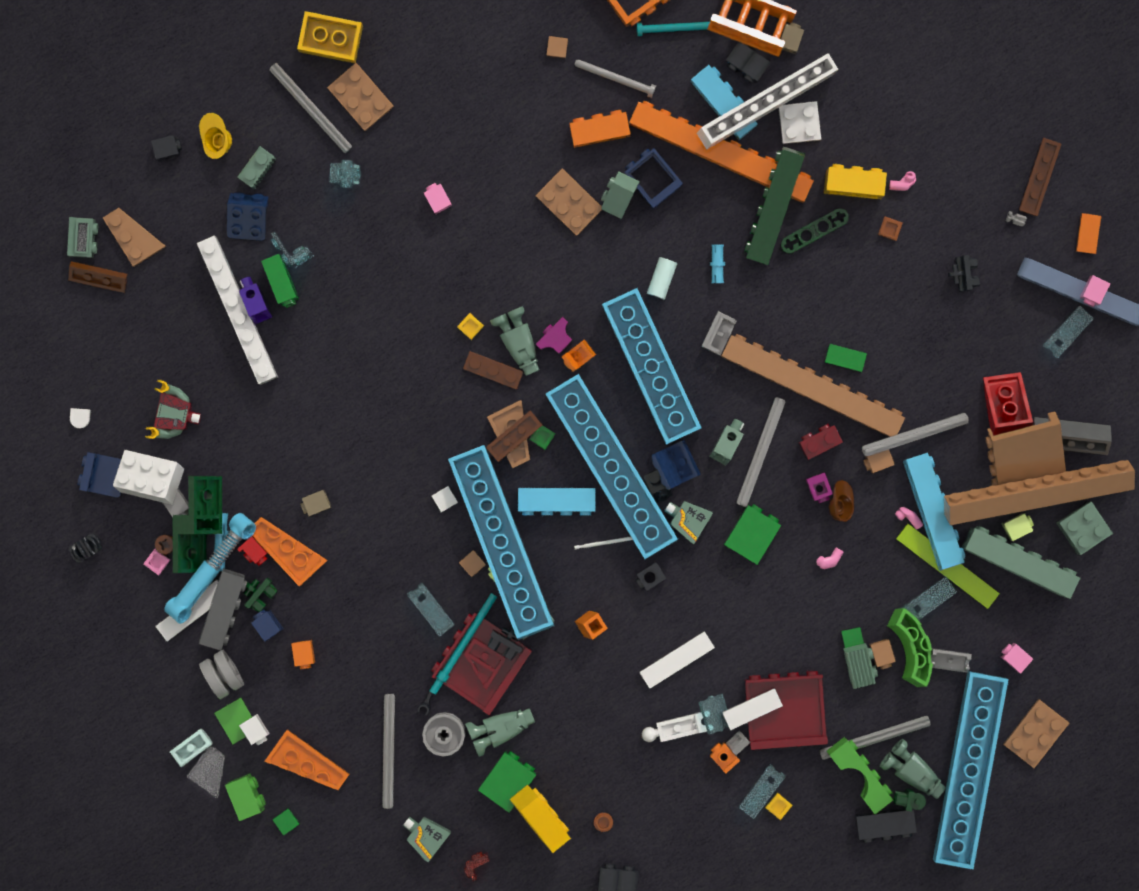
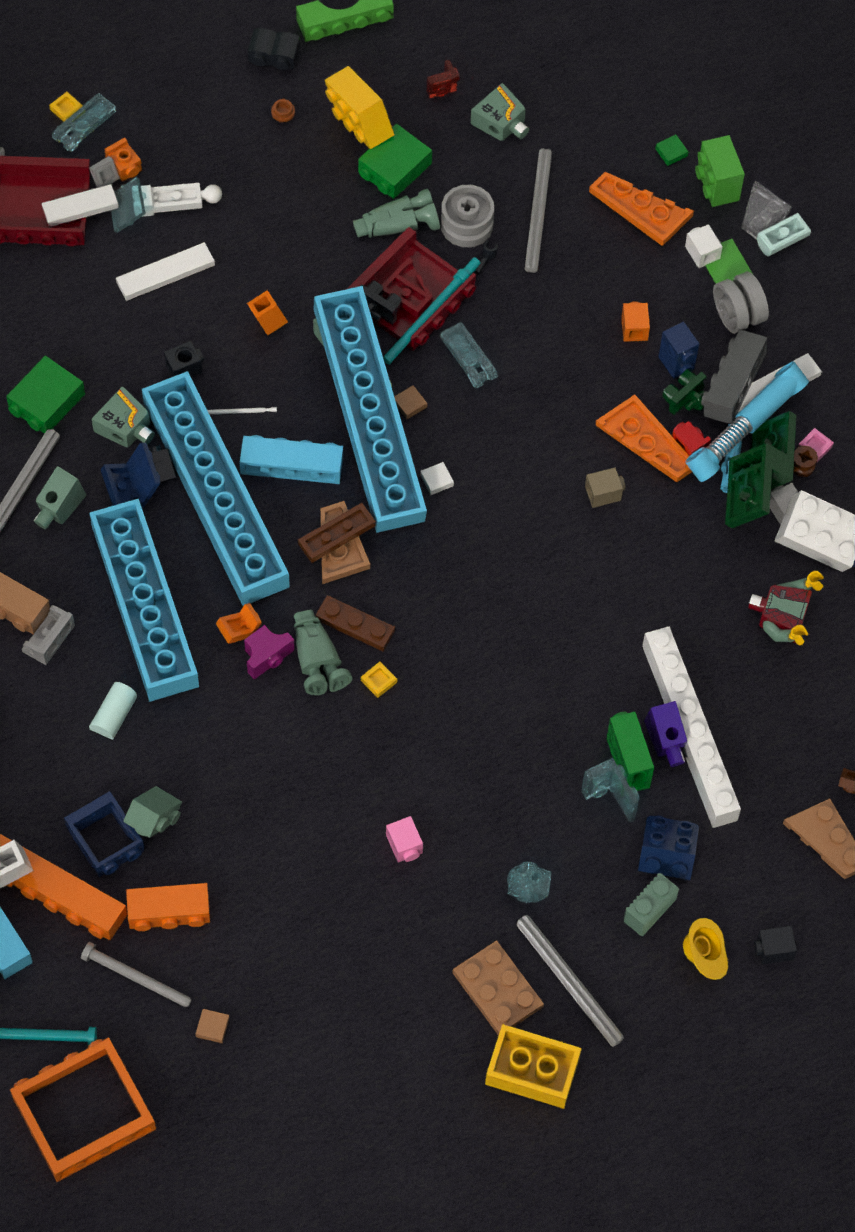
camera: 175 degrees left, 25 degrees down
(542, 437) = (294, 534): green tile -> none
(569, 202) = (224, 820): medium nougat plate -> none
(717, 263) = (35, 720): medium azure pin -> none

